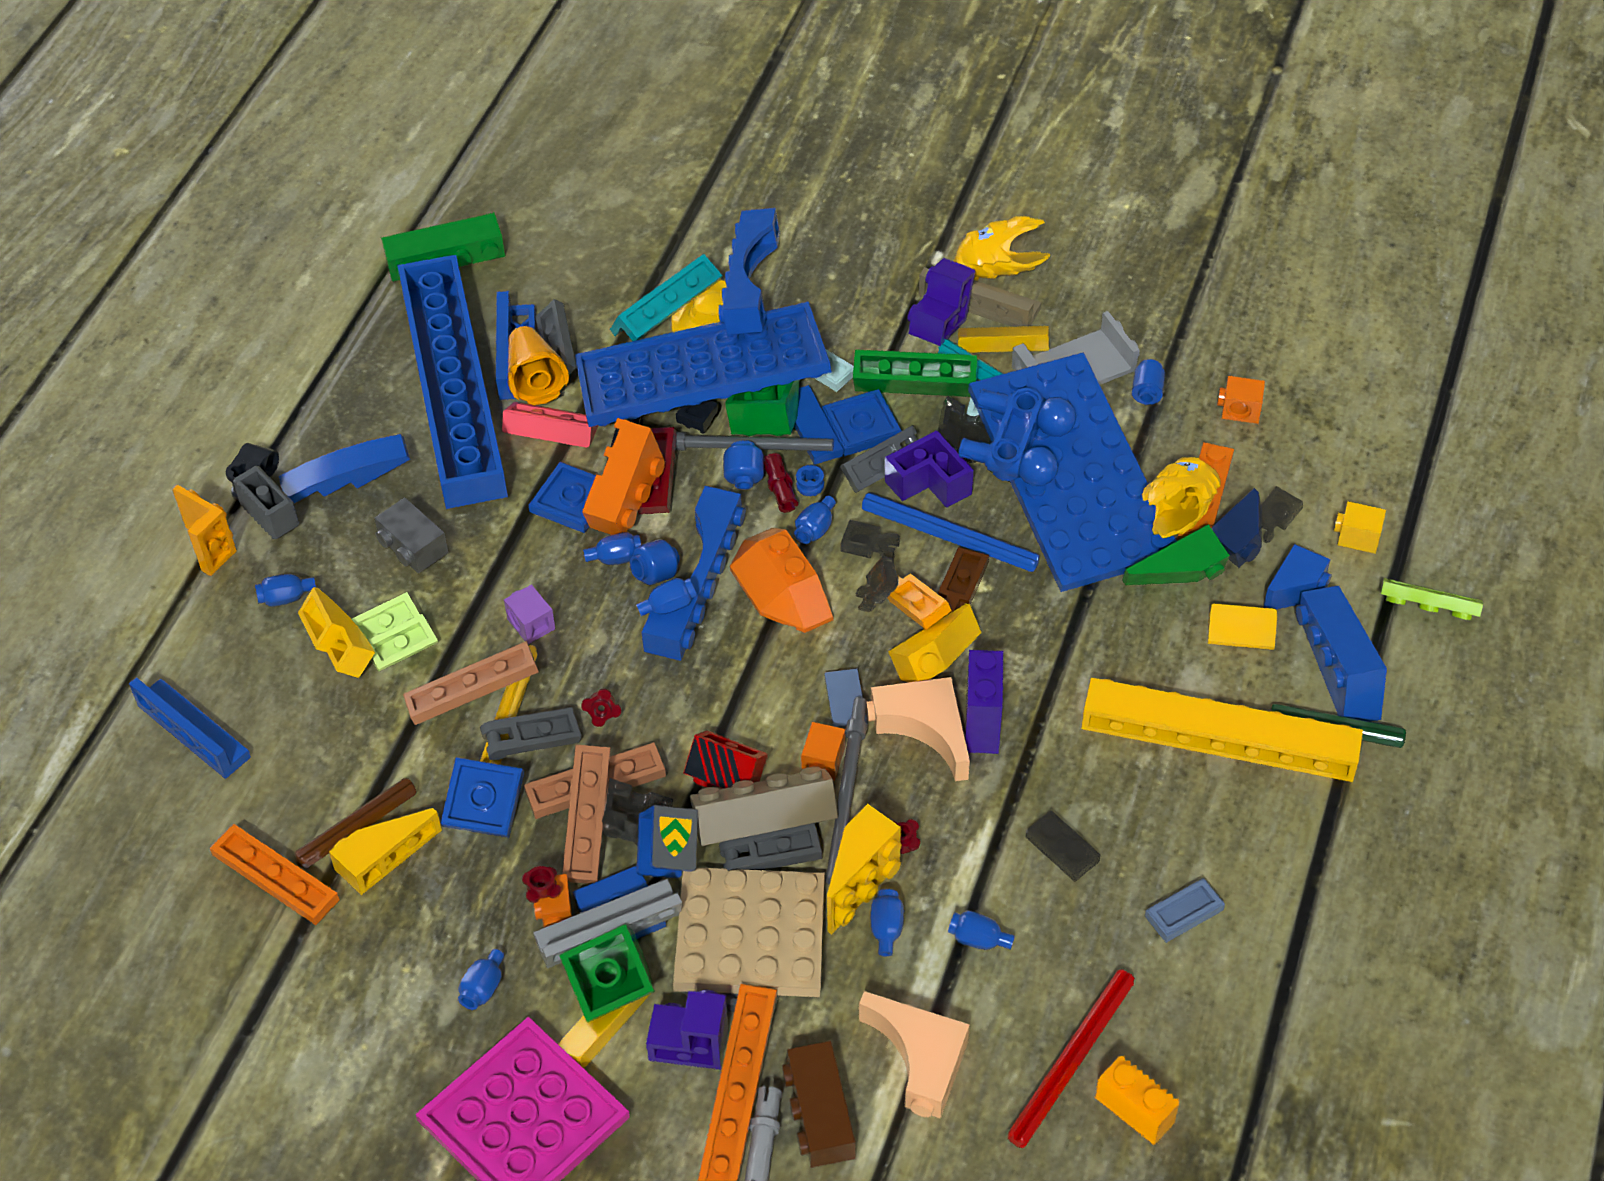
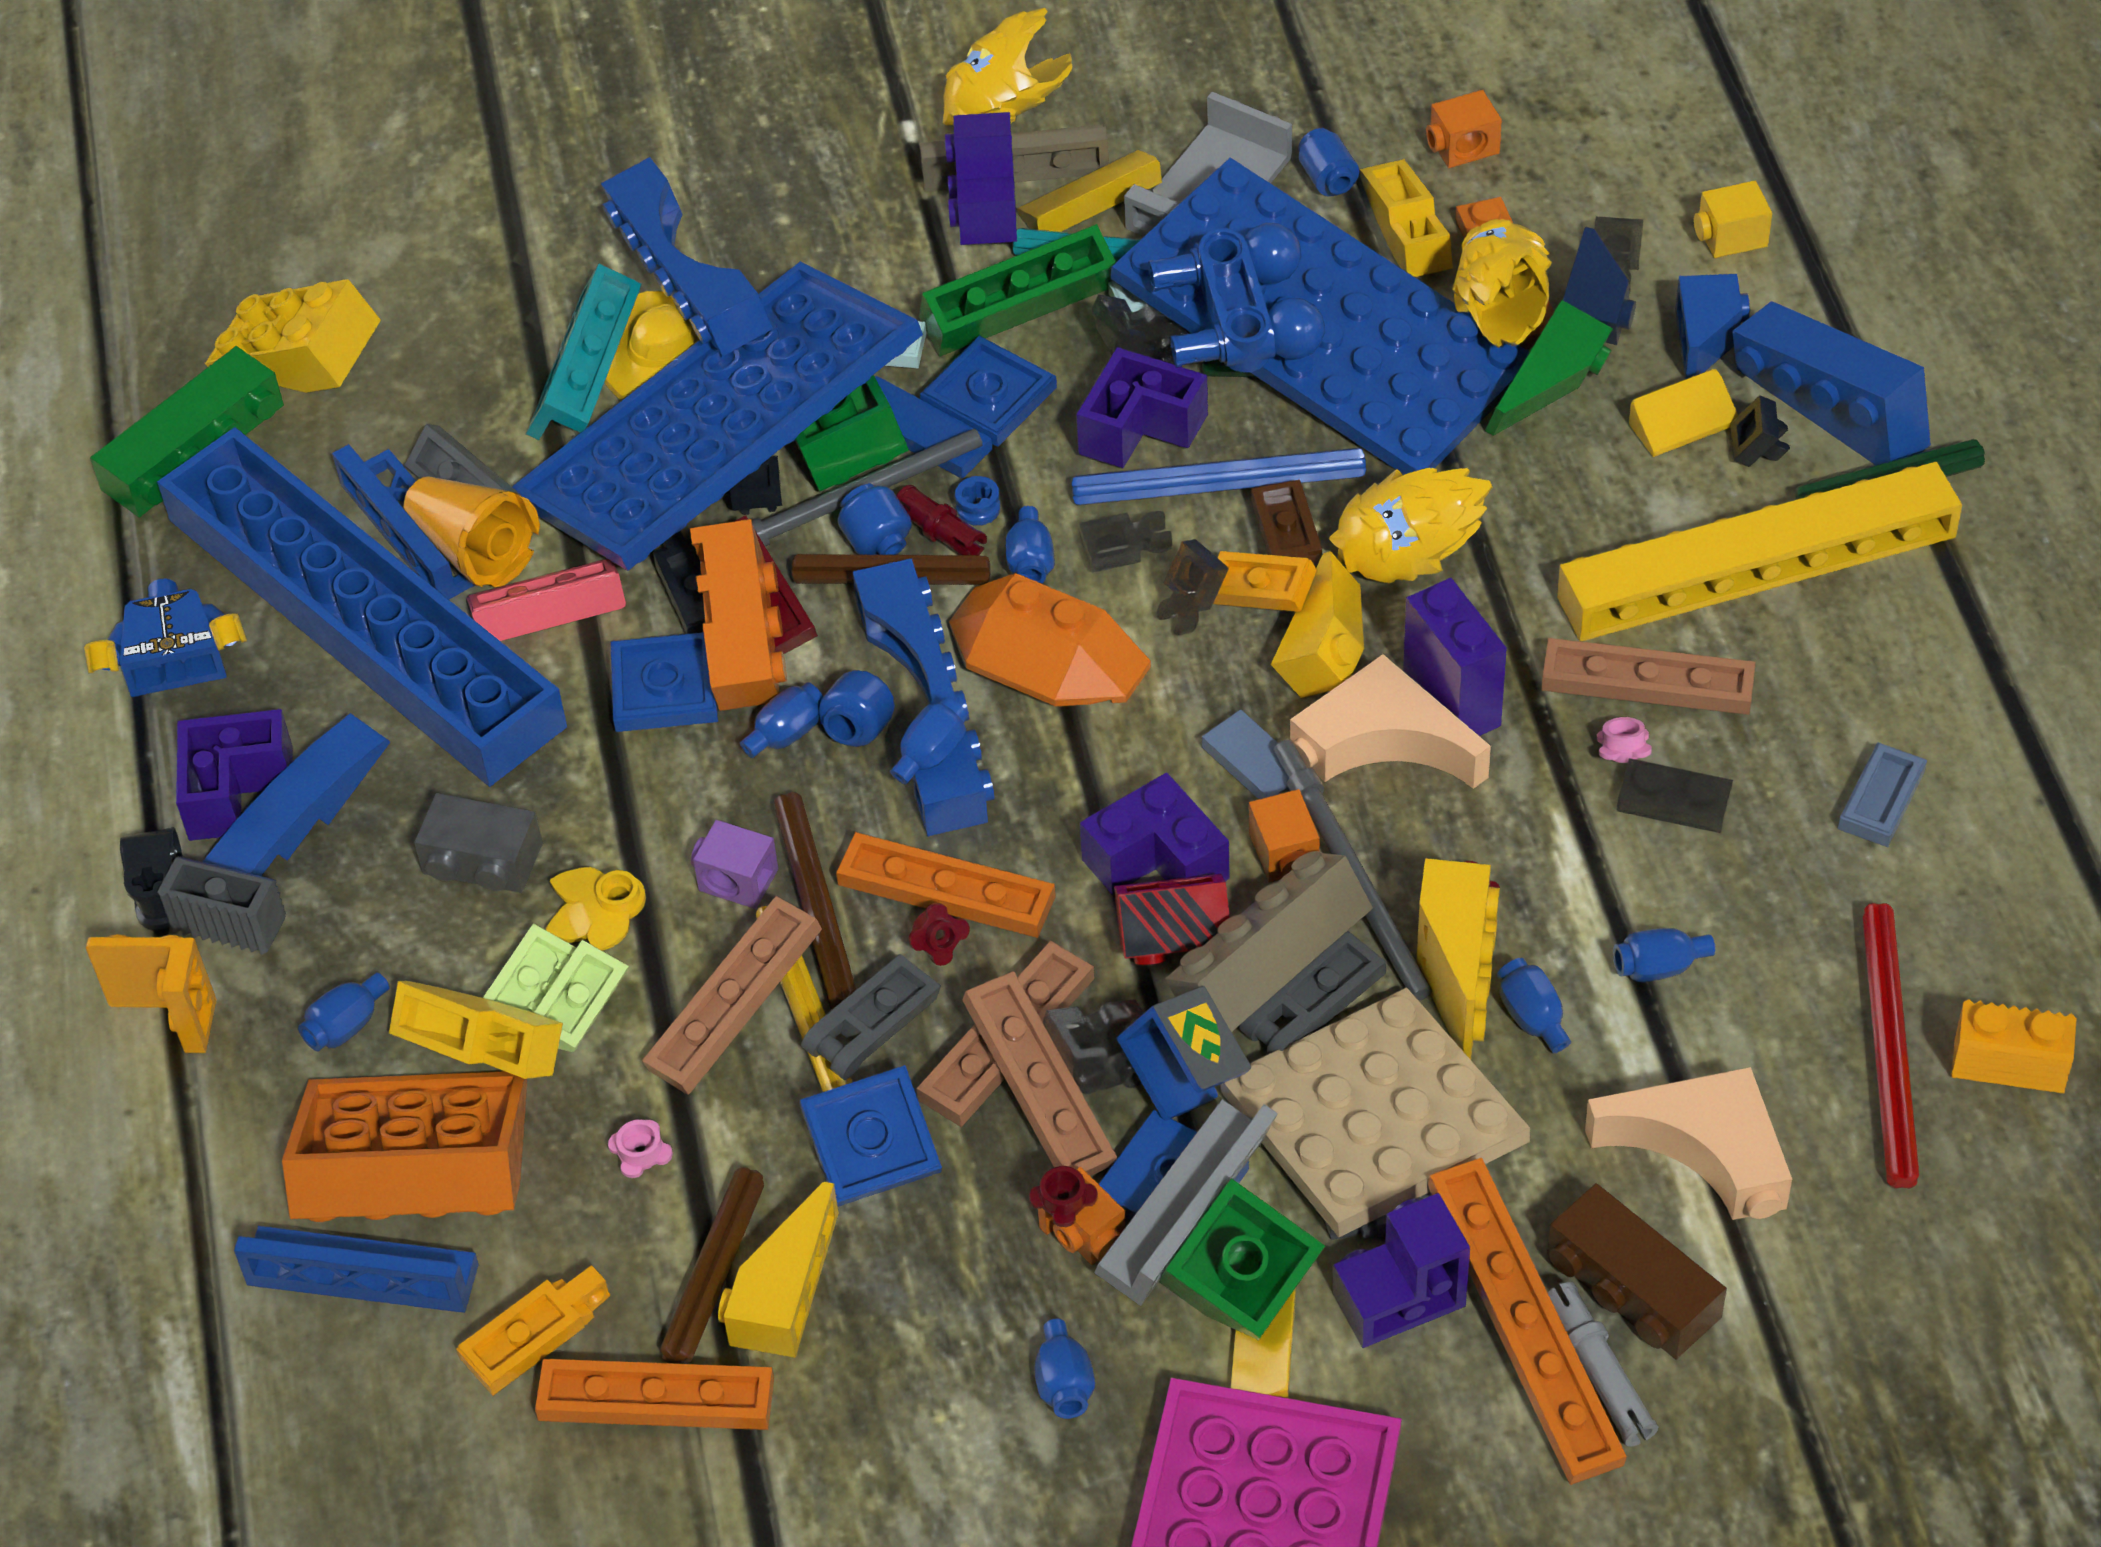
camera: 30 degrees left, 0 degrees up
(244, 805) = (532, 1329): none -> light orange hinge
(258, 675) = (406, 1146): none -> orange slope
(320, 428) = (223, 760): none -> dark purple brick
(346, 351) = (166, 641): none -> blue torso
(367, 732) = (635, 1135): none -> bright pink plate
(444, 603) = (592, 906): none -> yellow plate
(535, 223) = (302, 333): none -> yellow slope
(558, 653) = (815, 897): none -> reddish brown axle
(628, 683) = (962, 886): none -> orange plate
(750, 711) = (1153, 831): none -> dark purple brick
(752, 503) = (937, 568): none -> reddish brown axle
(870, 465) = (1053, 431): dark grey plate -> none
(1026, 611) = (1409, 523): none -> yellow head
(1056, 798) = (1623, 739): none -> bright pink plate
(1100, 769) = (1648, 676): none -> nougat plate
(1169, 433) = (1407, 218): none -> yellow slope
(1274, 660) = (1758, 433): none -> black tile
(1431, 599) = (1884, 267): lime plate -> none

